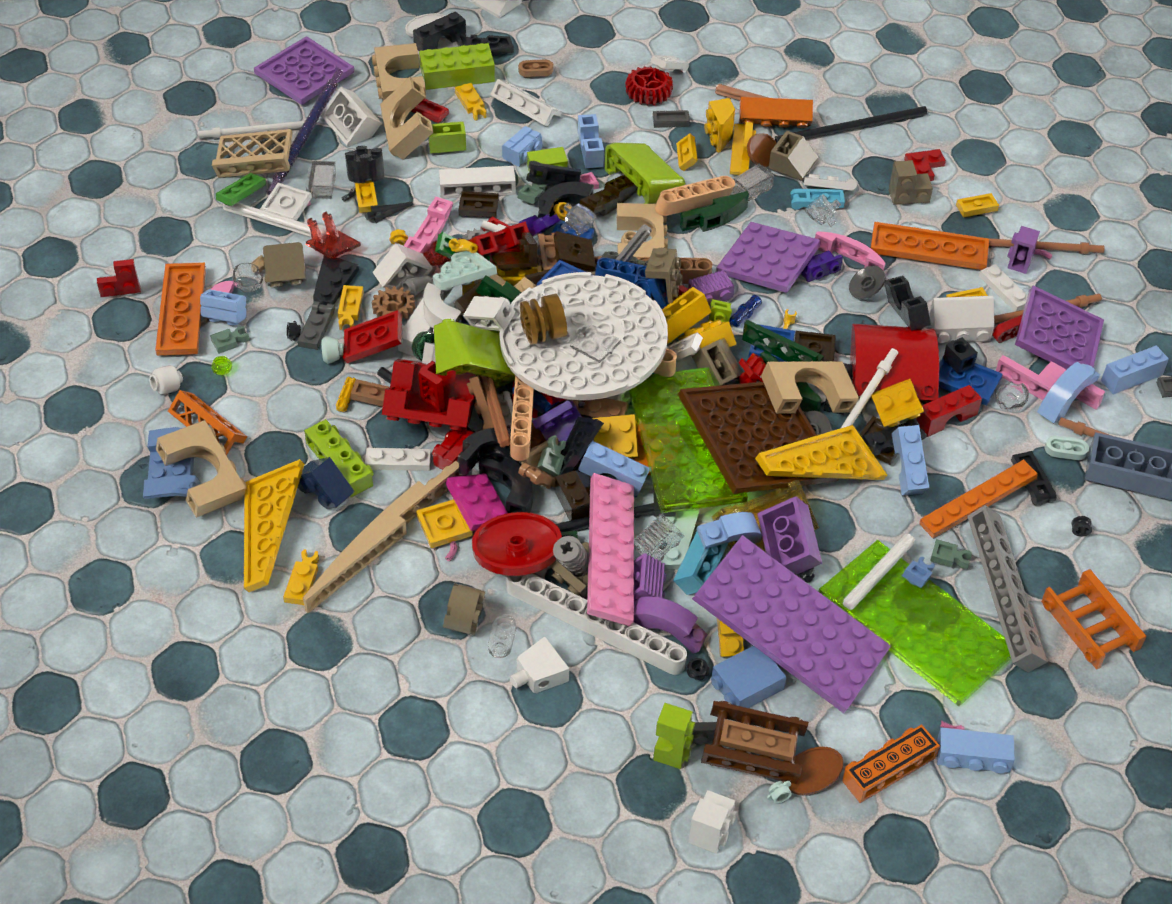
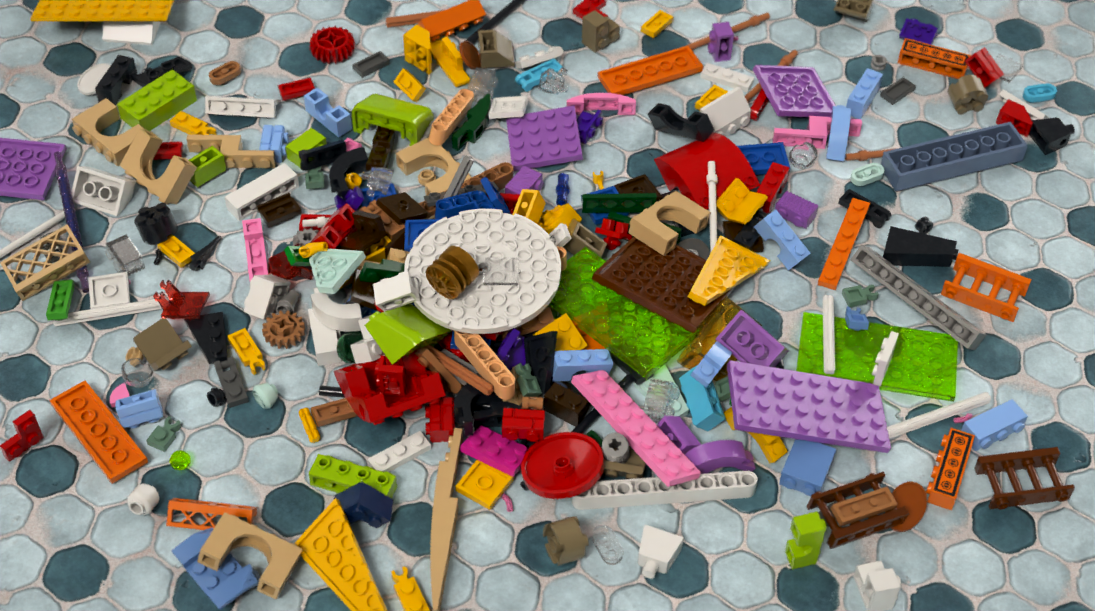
camera: 35 degrees left, 0 degrees up
(372, 336) = (294, 364): red plate -> none
(398, 236) = (236, 271): yellow plate -> none
(482, 136) = (233, 151): none -> tan bracket
(512, 489) = (523, 424): none -> red brick
(579, 107) = (295, 88): none -> red plate
(665, 265) = (494, 184): dark tan bracket -> none
(669, 62) = (335, 19): white plate -> none
(697, 664) = (769, 478): black plate -> none
(720, 310) = (551, 200): lime bracket -> none
(758, 213) = (508, 107): none -> white plate
(779, 791) = (899, 535): light aqua plate -> none
(867, 282) = (628, 118): dark grey dish -> none
(908, 621) = (884, 358): none -> white plate
(928, 708) = (938, 414): none -> white axle
(958, 443) = (796, 209): none -> medium lavender brick
(960, 355) = (747, 142): black brick -> none
(968, 797) = (1029, 461): none -> reddish brown fence
(1051, 543) = (918, 249): none -> black slope

